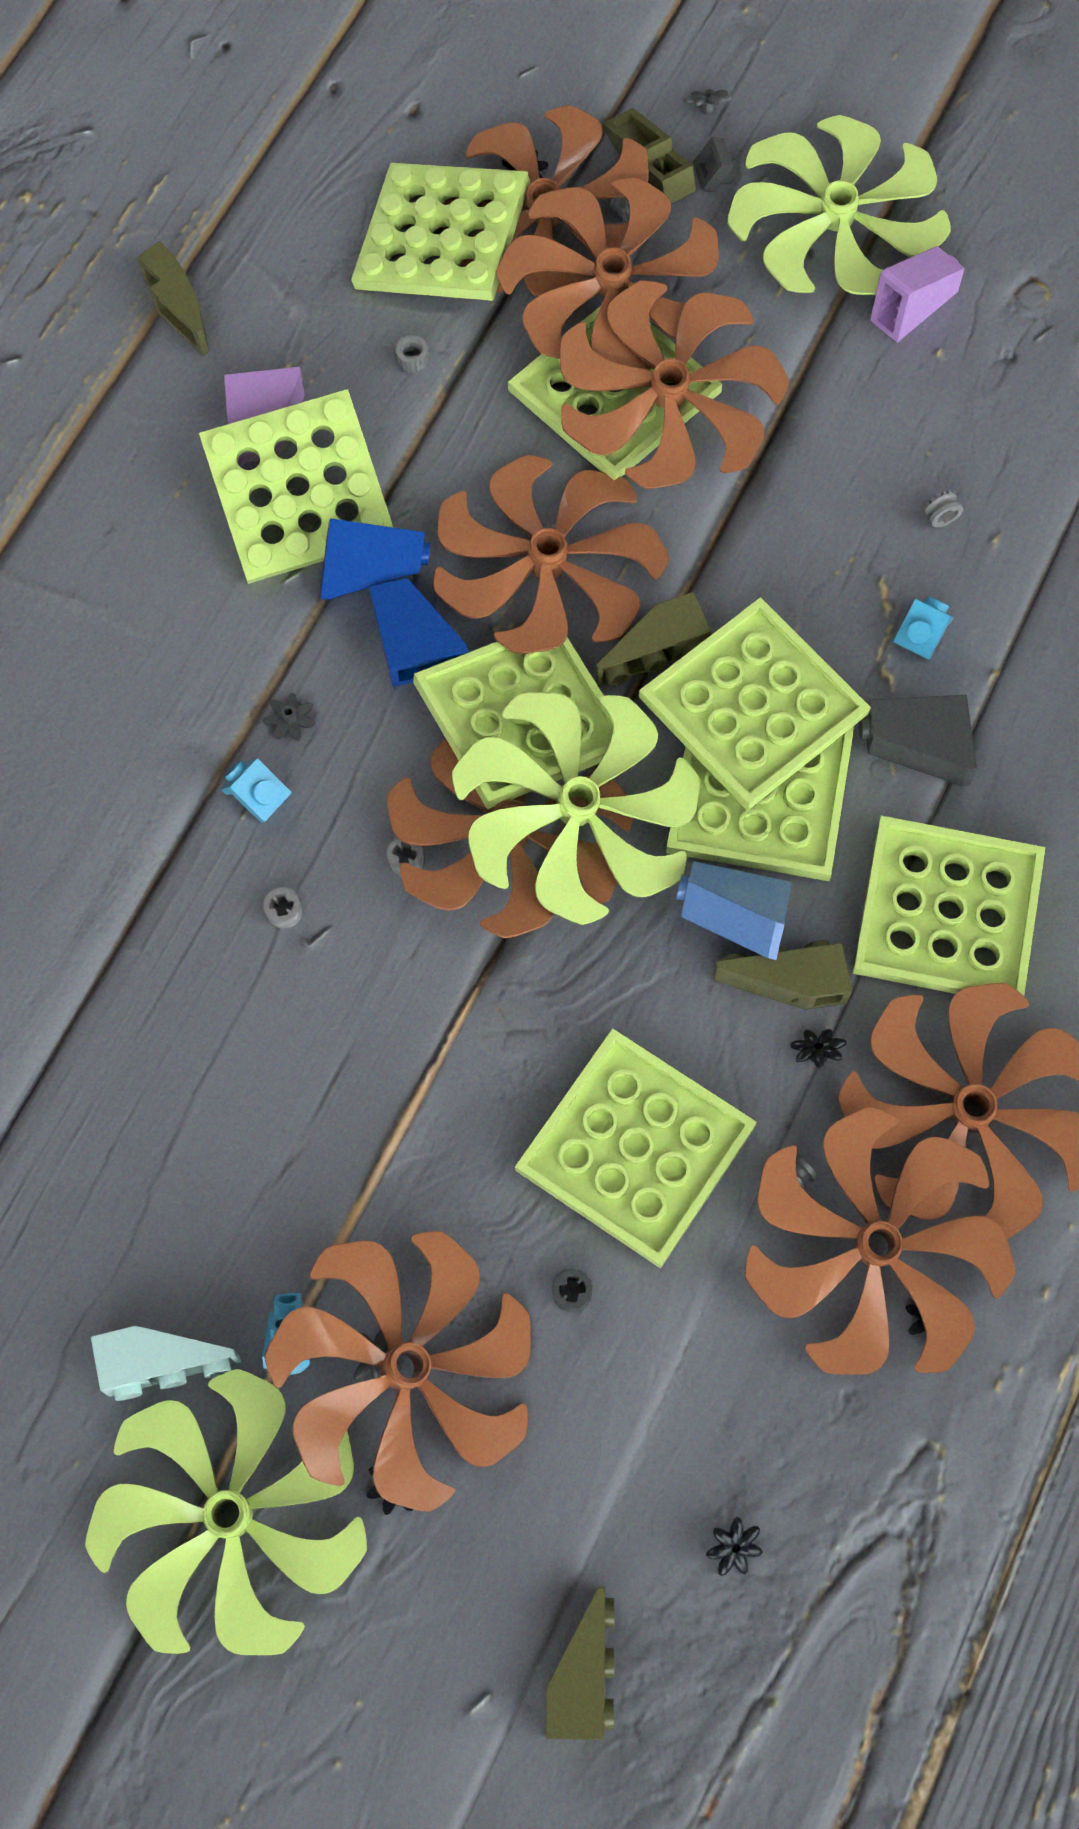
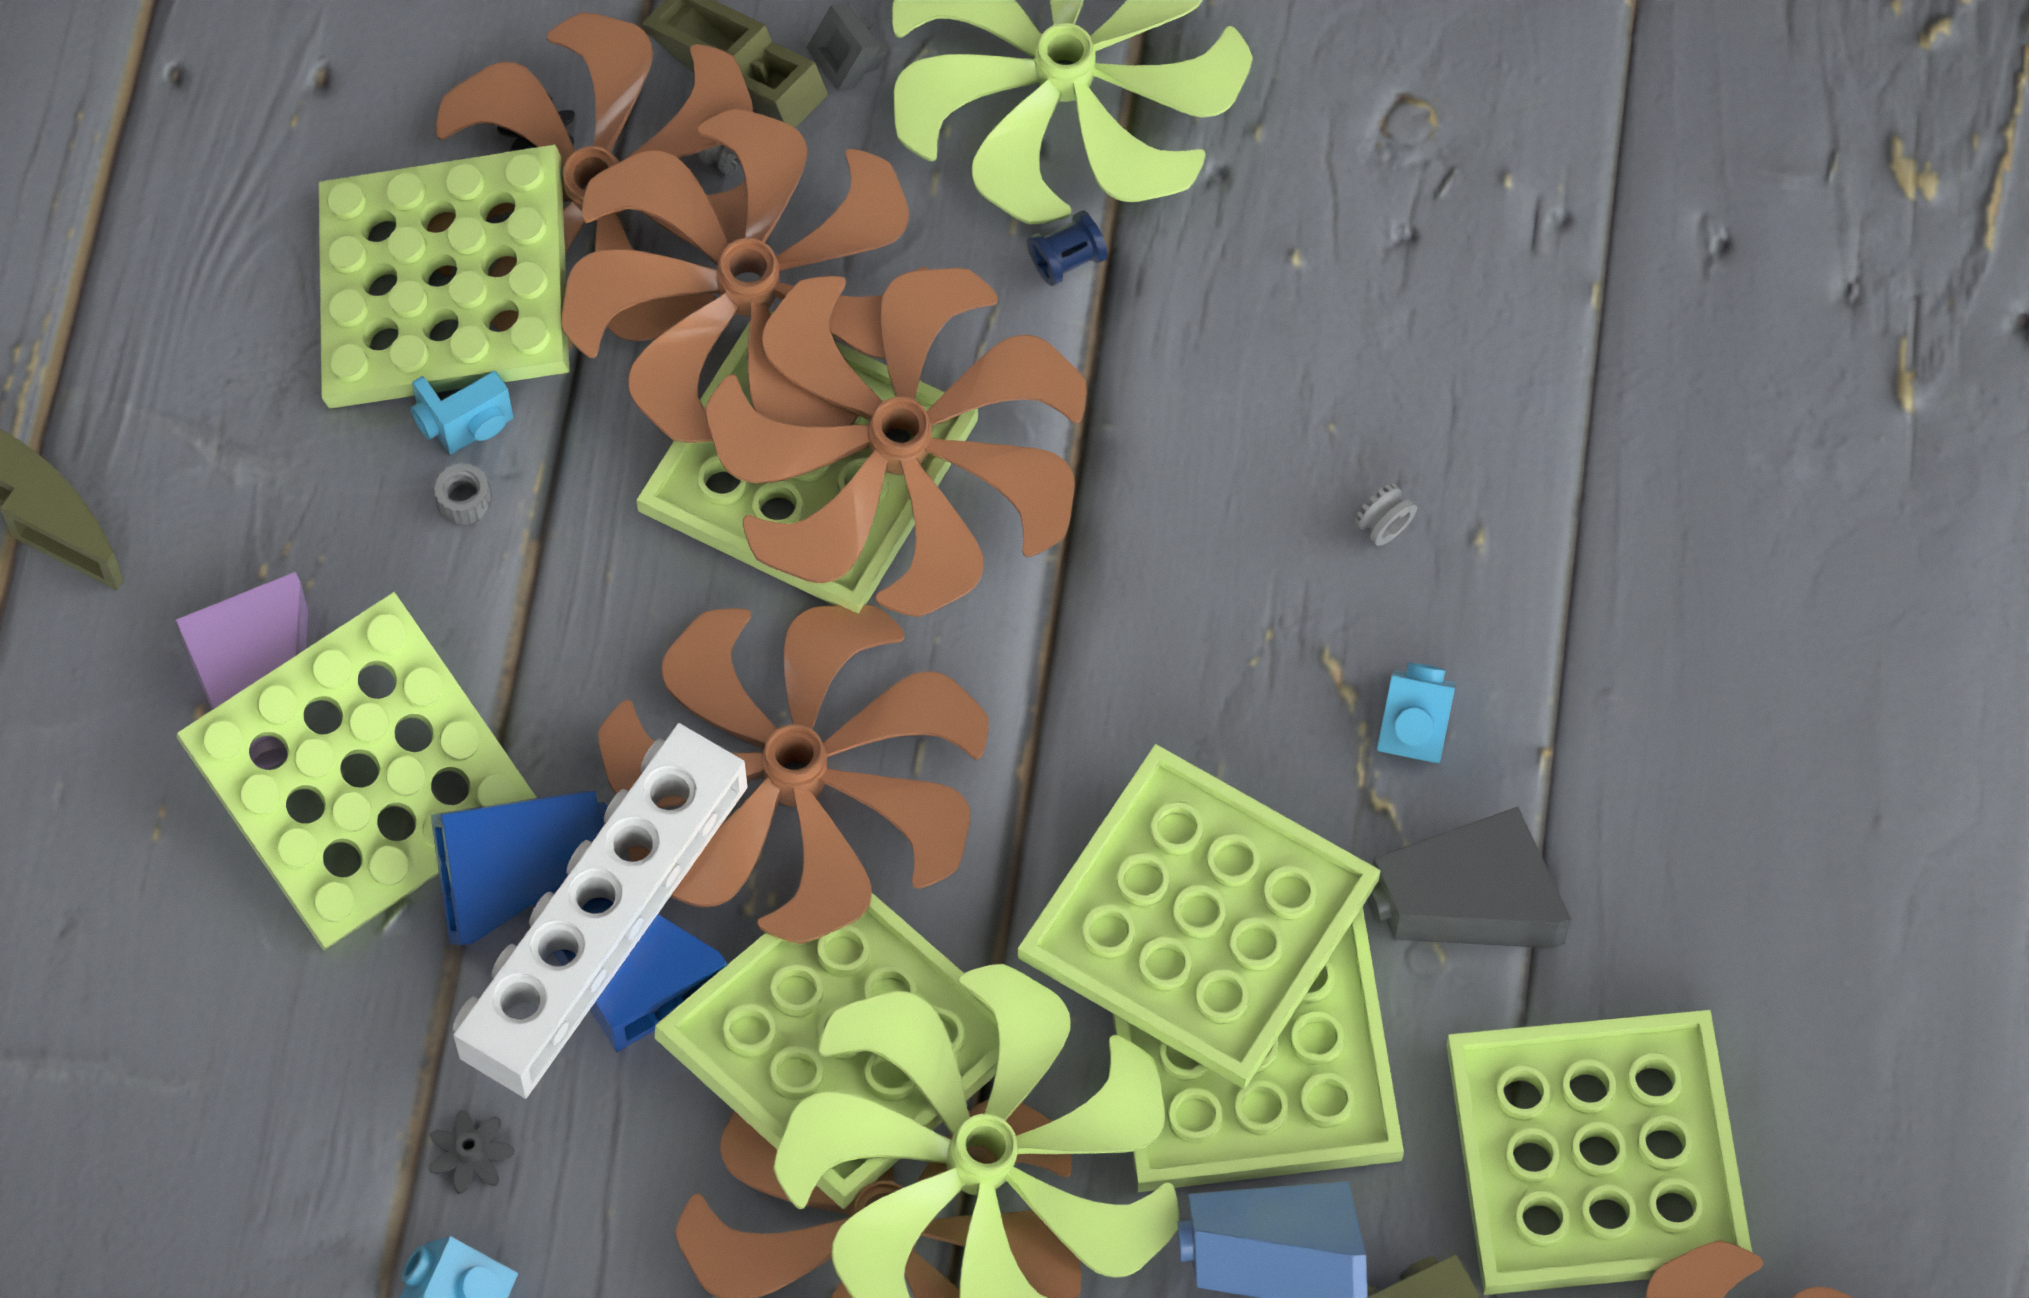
camera: 20 degrees left, 5 degrees down
(427, 309) = (465, 416): none -> medium azure bracket
(429, 594) = (523, 1049): none -> white brick
(655, 641) = (1022, 845): olive slope -> none
(818, 309) = (1067, 248): none -> dark blue bush
(914, 291) = (1230, 173): lavender slope -> none

